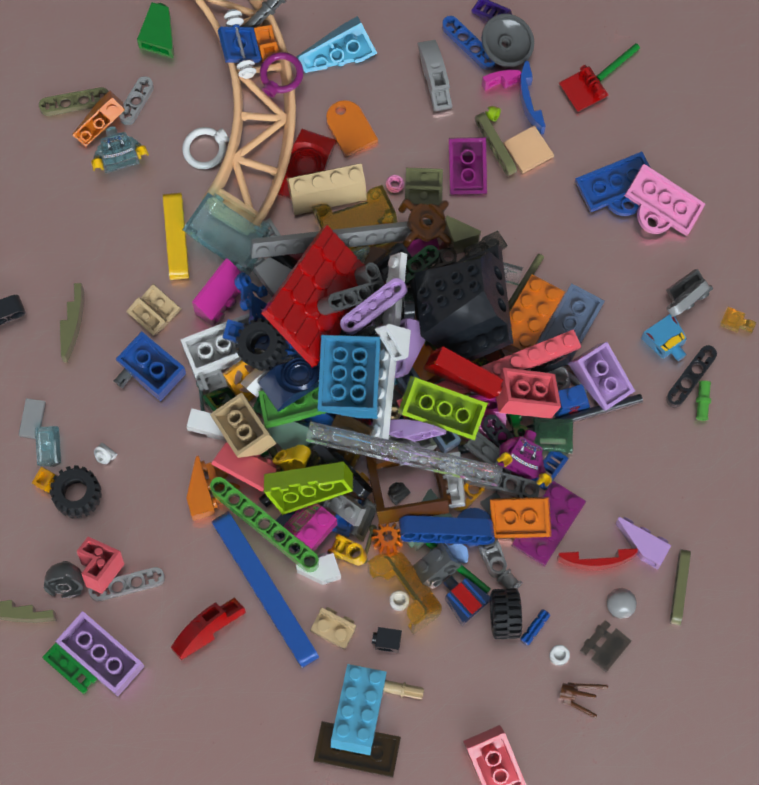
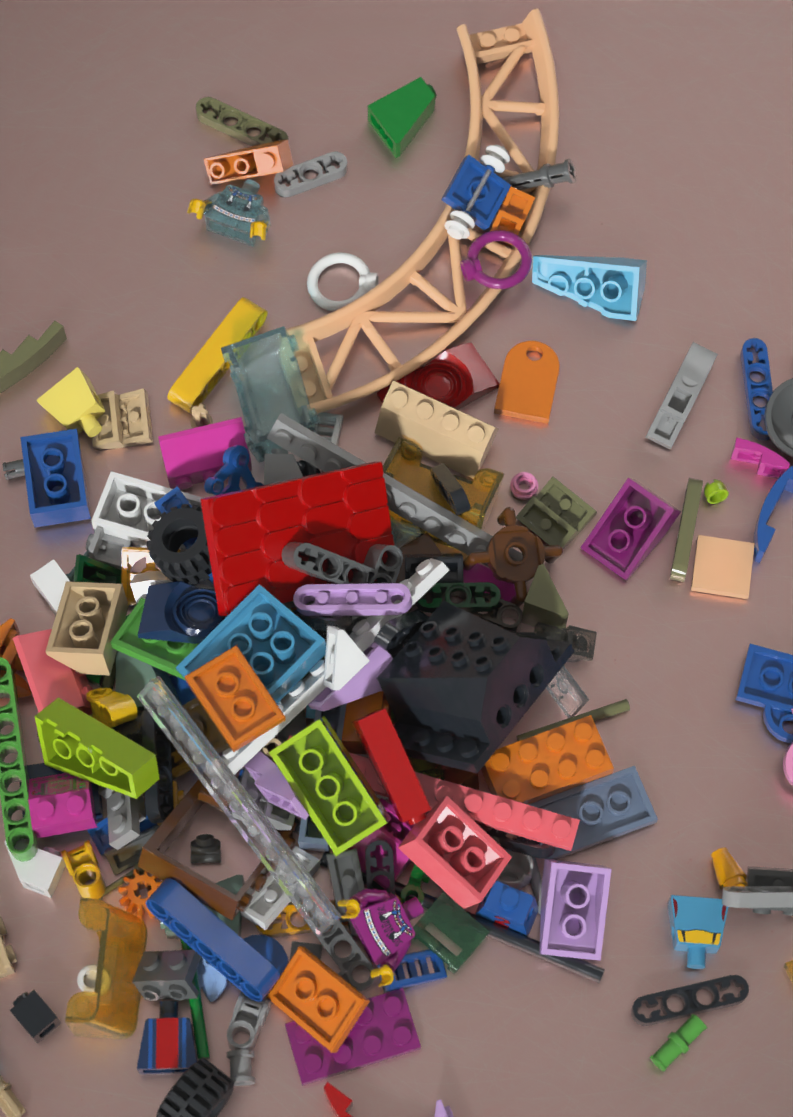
camera: 40 degrees right, 5 degrees down
(125, 320) = (75, 403): none -> light yellow torso
(201, 277) = (200, 416): none -> tan axle
(362, 400) = (235, 698): none -> orange tile
(363, 213) = (450, 489): none -> black beam
(658, 299) = (727, 869): none -> light orange cone

